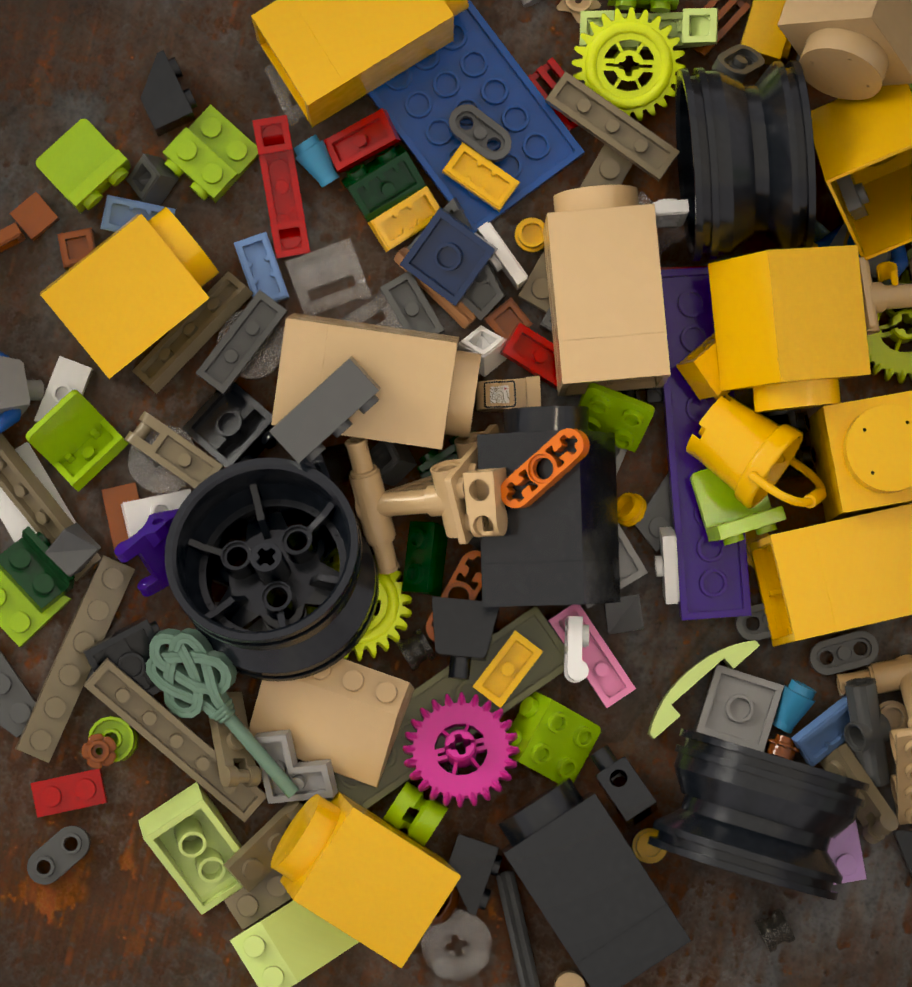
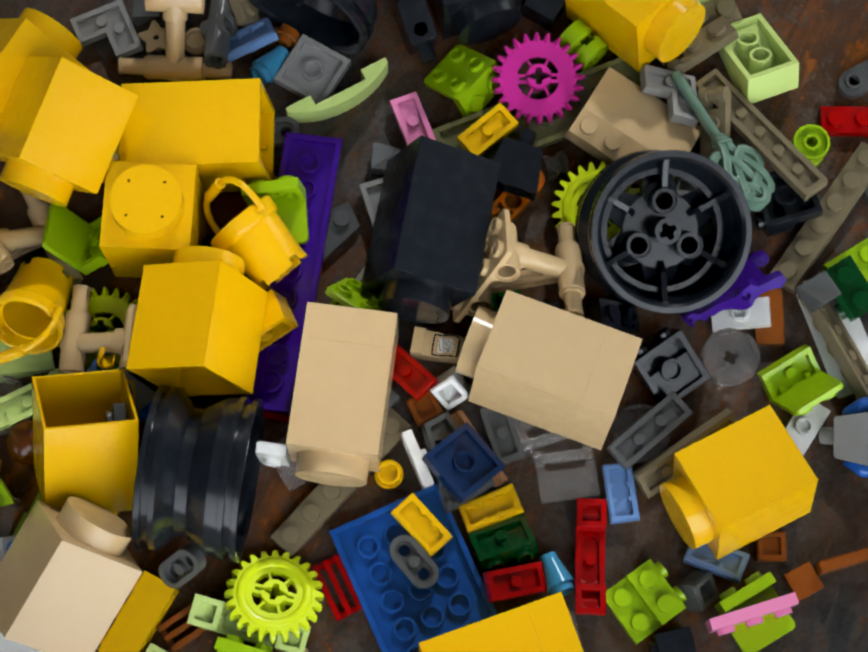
camera: 165 degrees left, 10 degrees down
(86, 159) = (752, 614): none -> bright pink plate
(108, 755) = (823, 138): dark orange plate -> none
(173, 451) = (721, 353): dark tan plate -> none
(326, 411) = (596, 333): dark grey brick -> none
(425, 558) = (537, 224): dark green bracket -> none
(484, 502) = (480, 236): tan leg -> none
(556, 443) = (421, 254): orange beam -> none
(575, 638) = (435, 118): white plate -> none
(612, 126) = (301, 543): dark tan plate -> none
(630, 509) = (360, 236): yellow plate -> none
(667, 565) = (342, 185): white plate -> none

